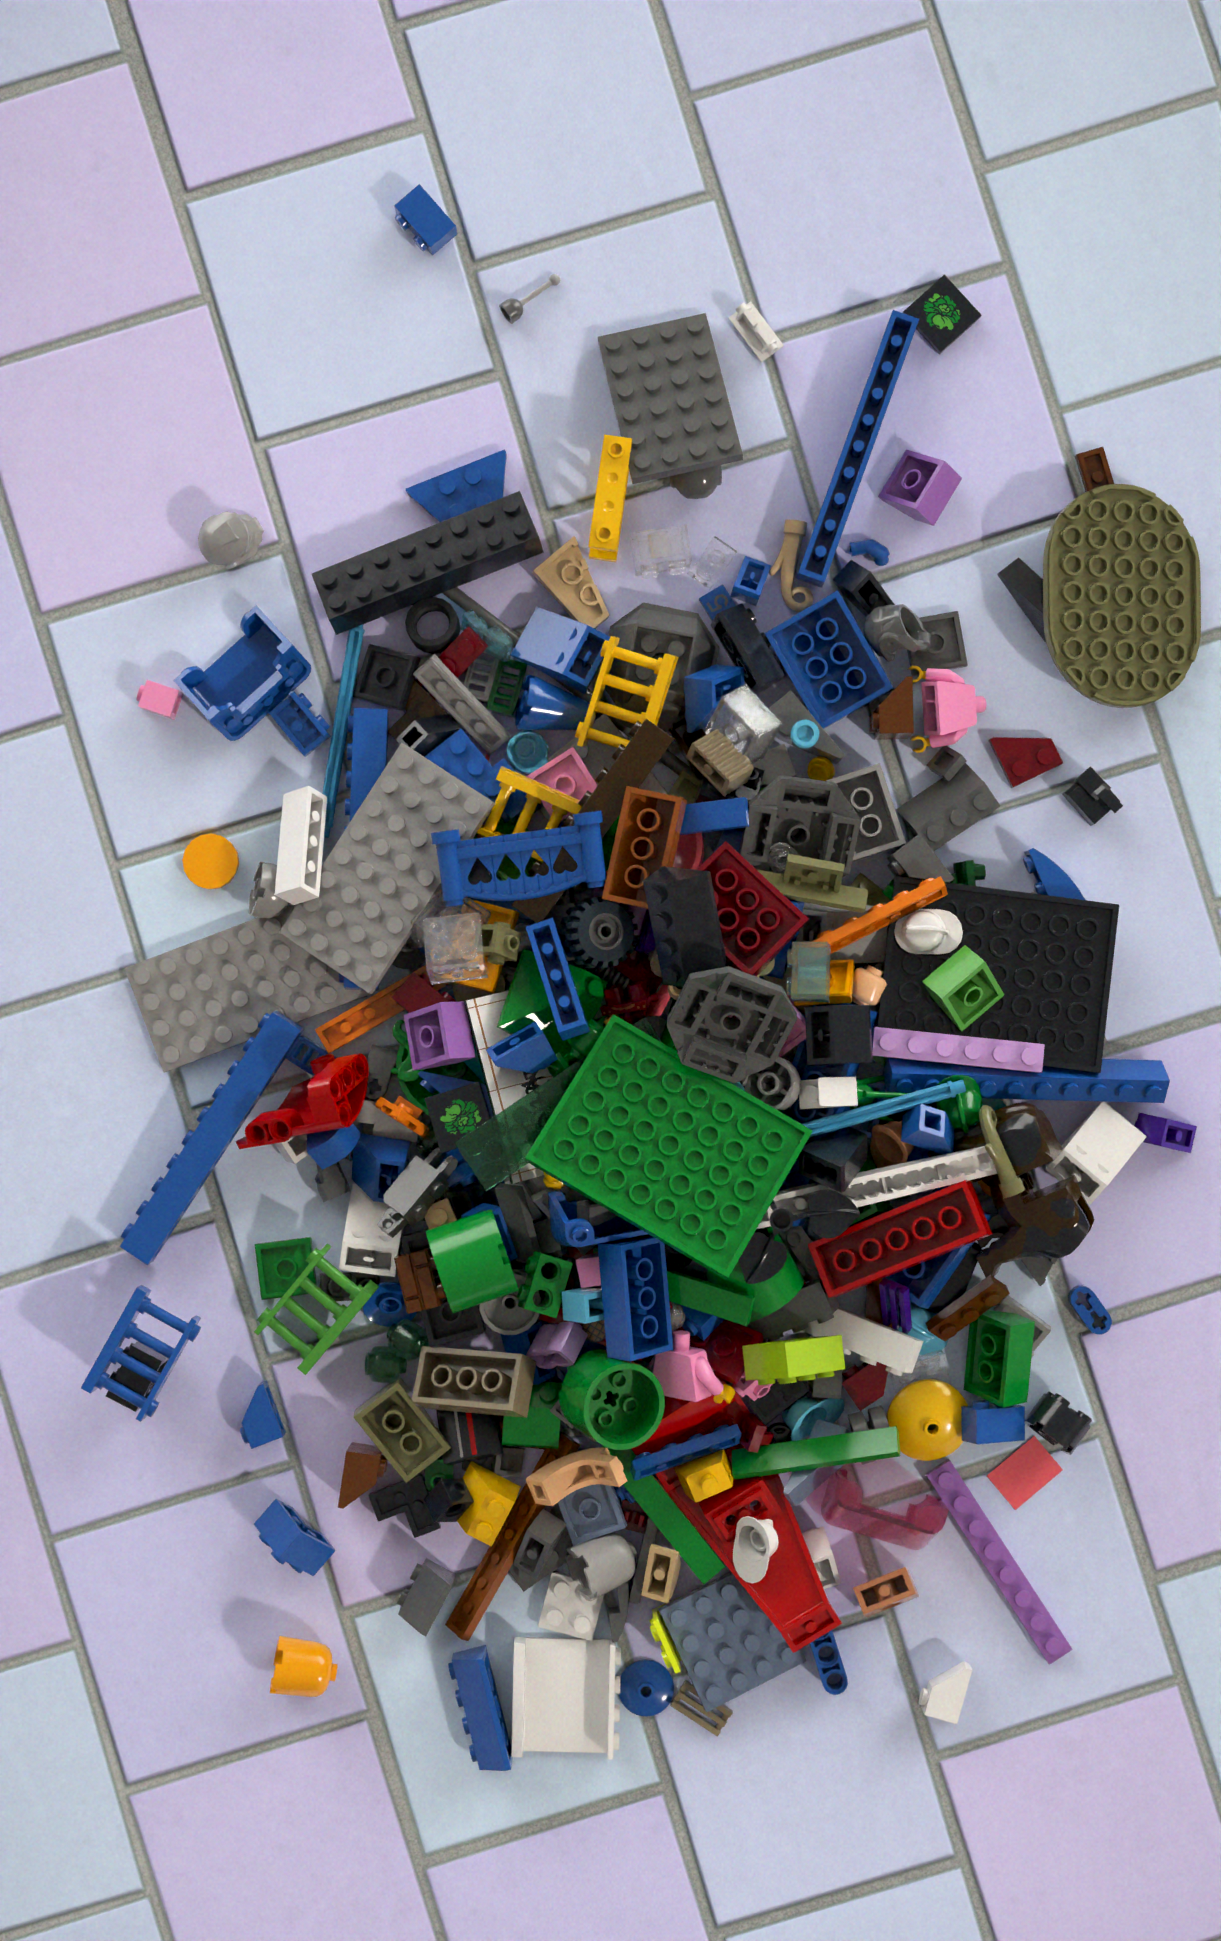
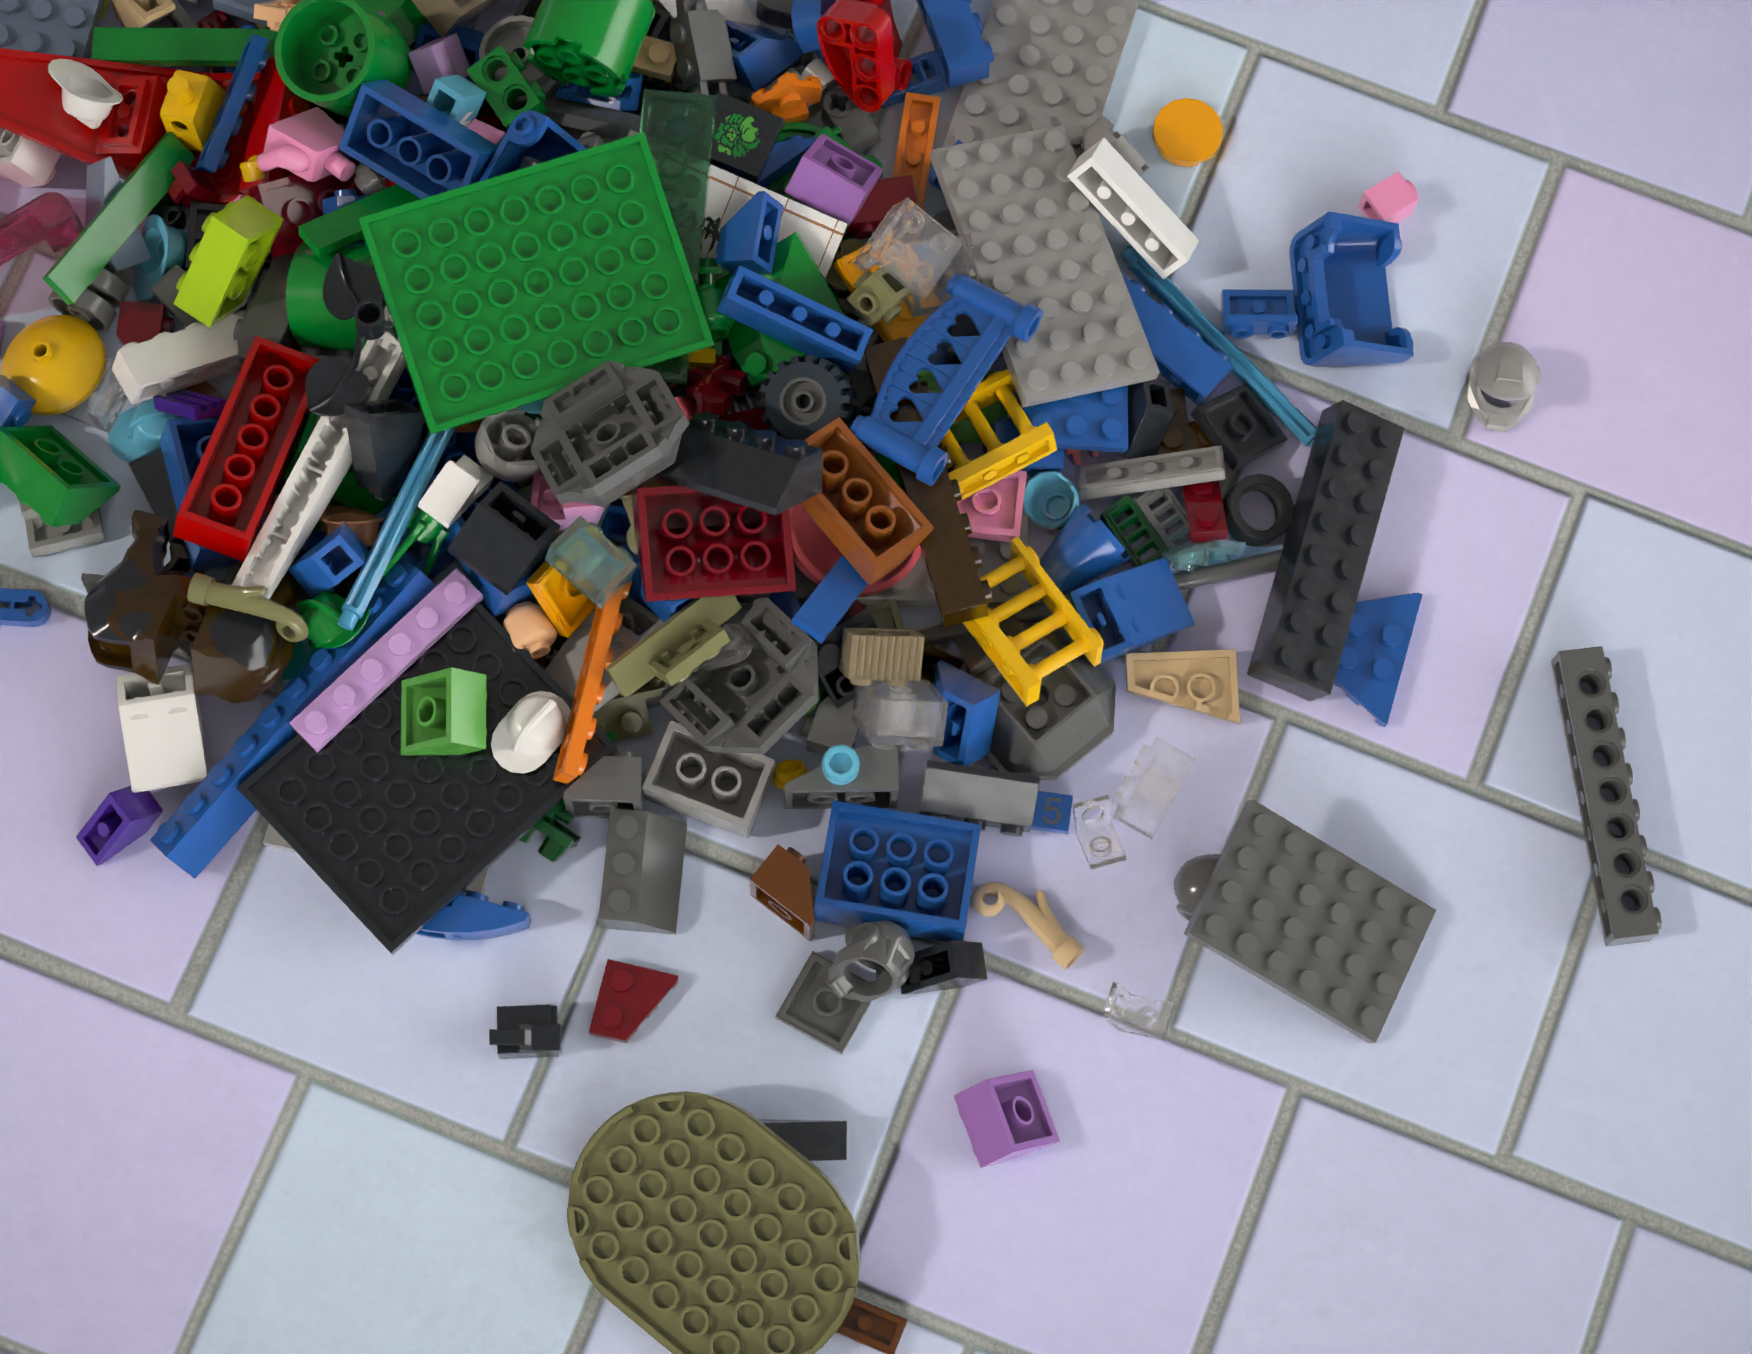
camera: 125 degrees right, 15 degrees down
(425, 220) = (1697, 829): blue brick -> none
(508, 212) = (1617, 923): none -> dark grey brick
(513, 308) = (1532, 847): hinge -> none
(610, 498) = (1246, 768): yellow fence -> none
(750, 581) = (1048, 860): blue slope -> none
(755, 331) = (1314, 1081): white hinge -> none
(798, 458) = (1138, 1013): none -> clear bracket
(857, 448) = (1102, 1081): blue brick -> none
(873, 548) = (980, 1017): blue arm -> none
(942, 314) = (1178, 1298): black tile -> none
(946, 763) = (691, 909): dark grey plate -> none
(947, 707) = (748, 952): bright pink torso -> none
(967, 1308) = (124, 476): reddish brown plate -> none

